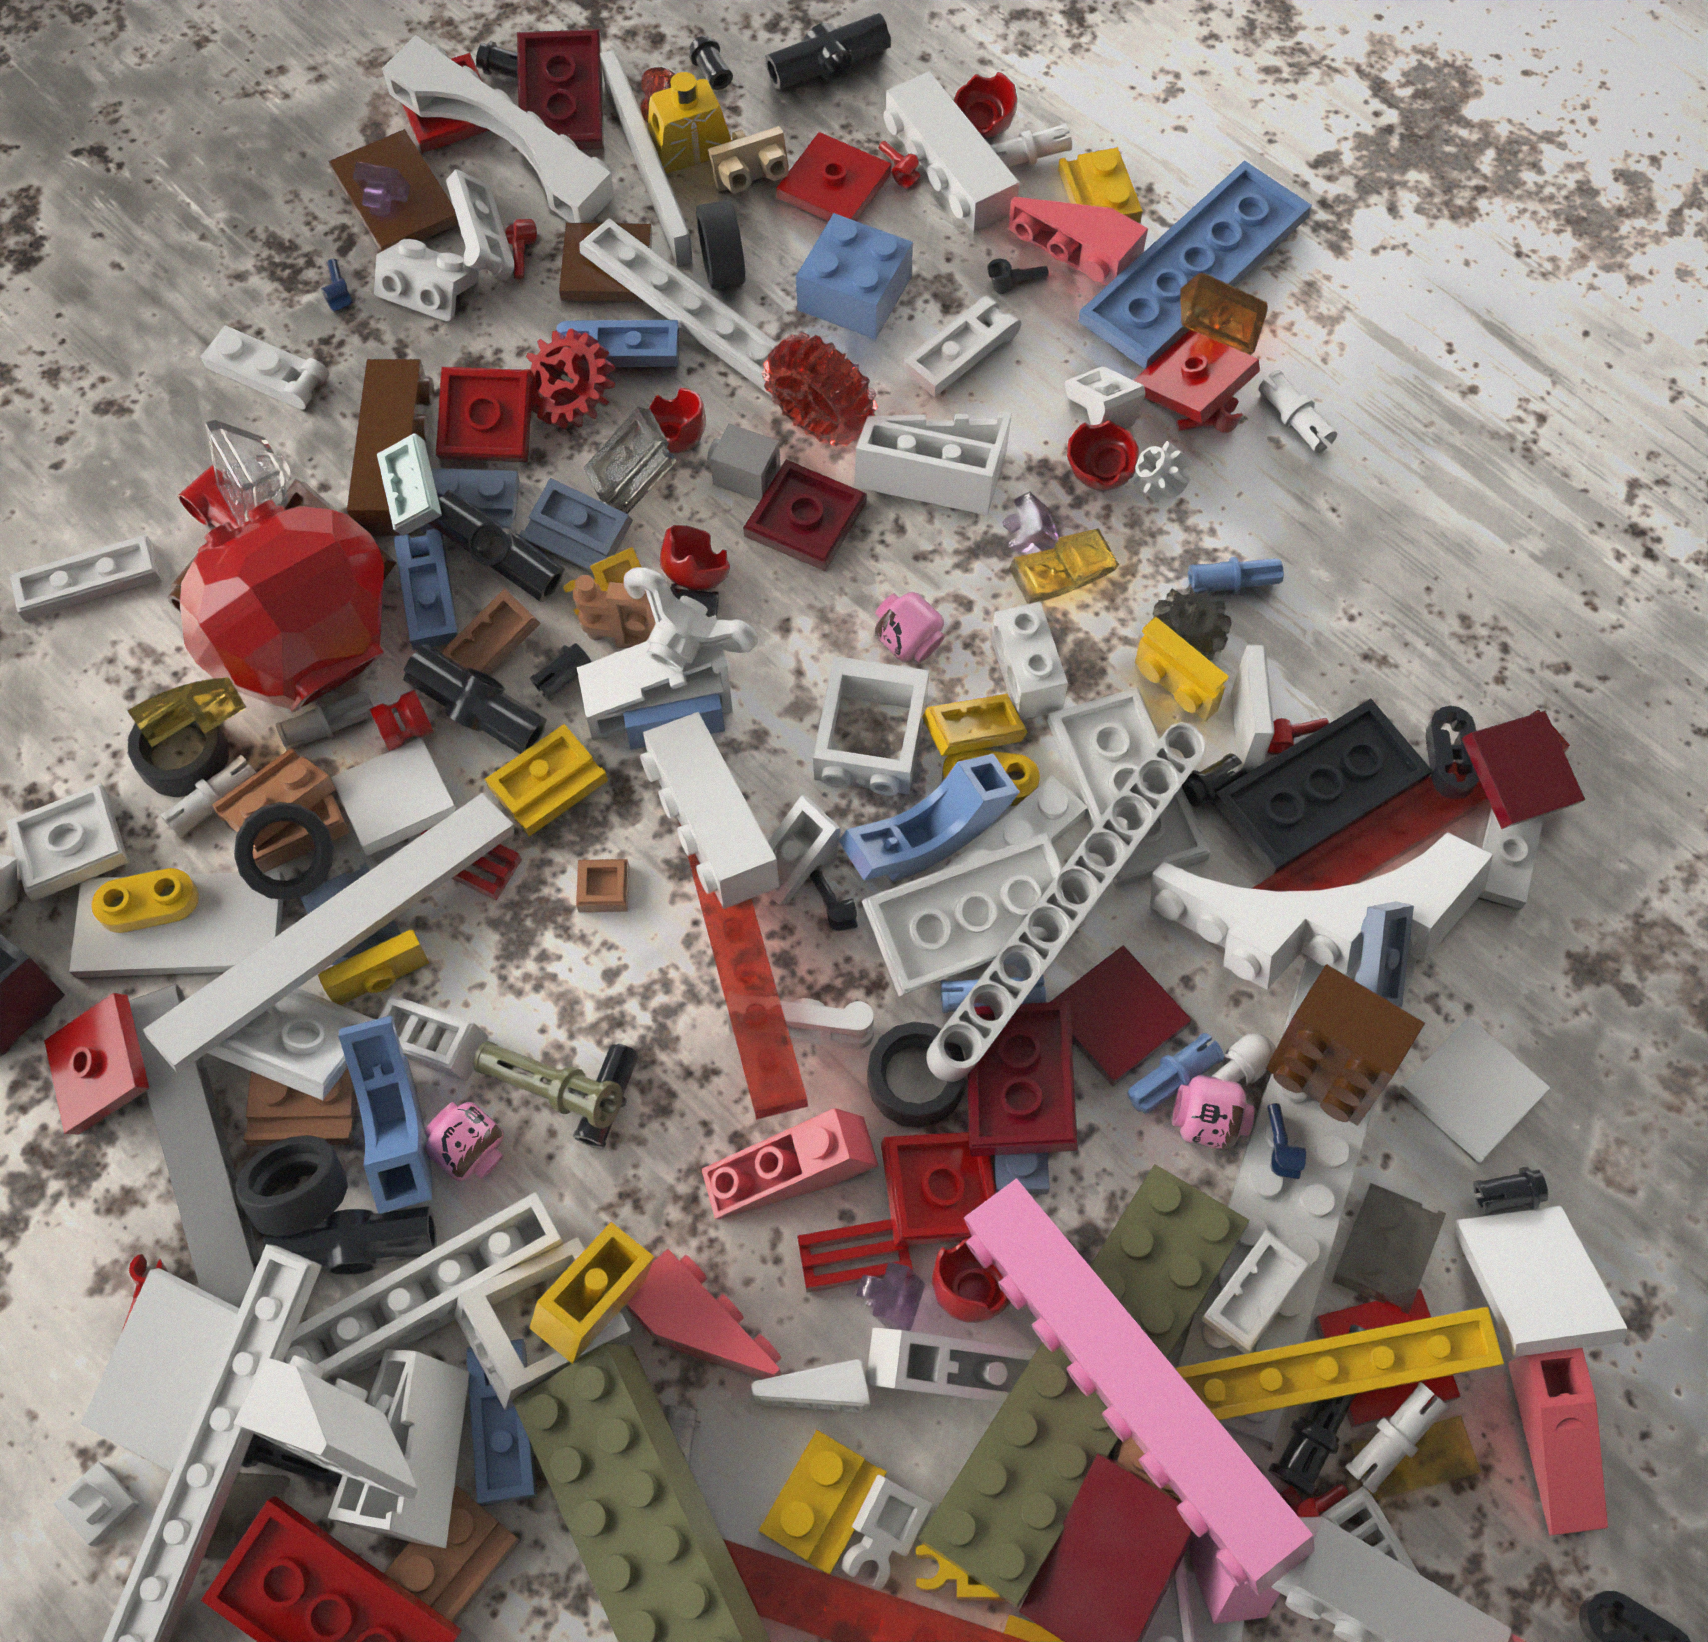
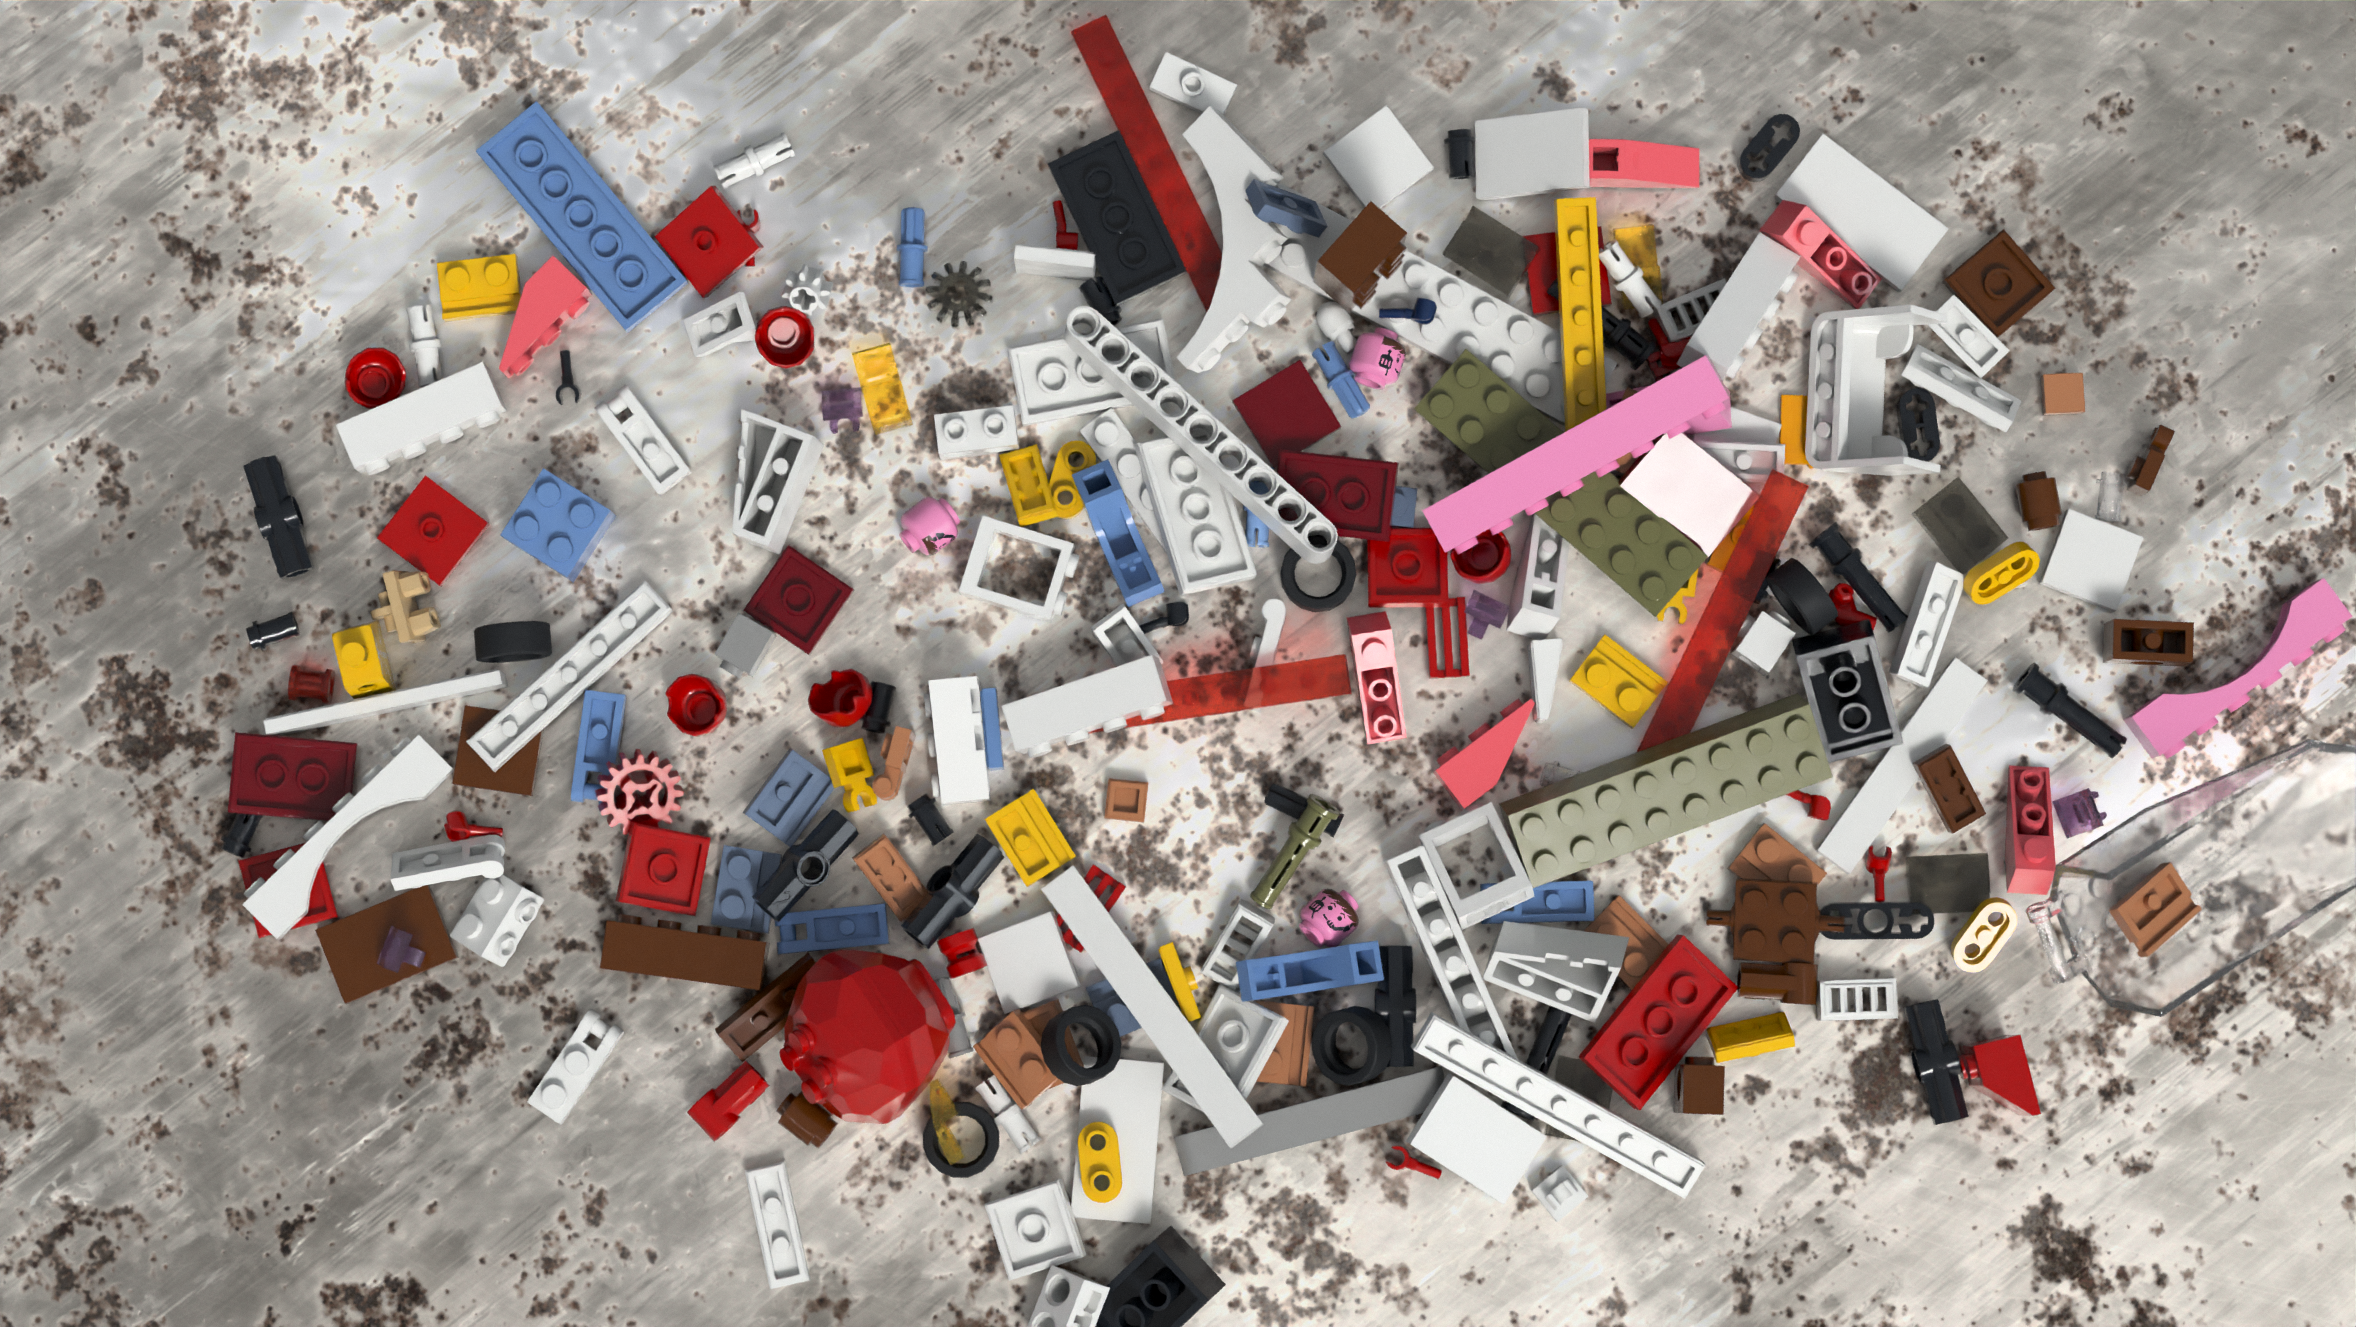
camera: 85 degrees left, 20 degrees up
(96, 1064) = (1234, 1196): plate -> none
(246, 469) = (732, 1066): clear slope -> none
(326, 1425) = (1545, 1009): white slope -> none
(336, 292) = (502, 999): dark blue hand -> none
(409, 484) = (749, 932): light aqua plate -> none
(591, 1292) = (1472, 821): yellow brick -> none
(630, 461) = (740, 743): clear smoke plate -> none
(683, 623) = (941, 706): white piece -> none
(819, 388) = (693, 571): clear red gear -> none
(889, 1522) = (1639, 639): white plate -> none
(904, 169) = (430, 460): red hand -> none
(1180, 669) = (1017, 302): yellow plate -> none
(1222, 312) = (652, 207): clear orange slope -> none
(1256, 1292) = (1517, 354): white plate -> none
(1442, 753) = (1106, 100): black beam -> none
(1523, 769) = (1131, 60): dark red tile -> none

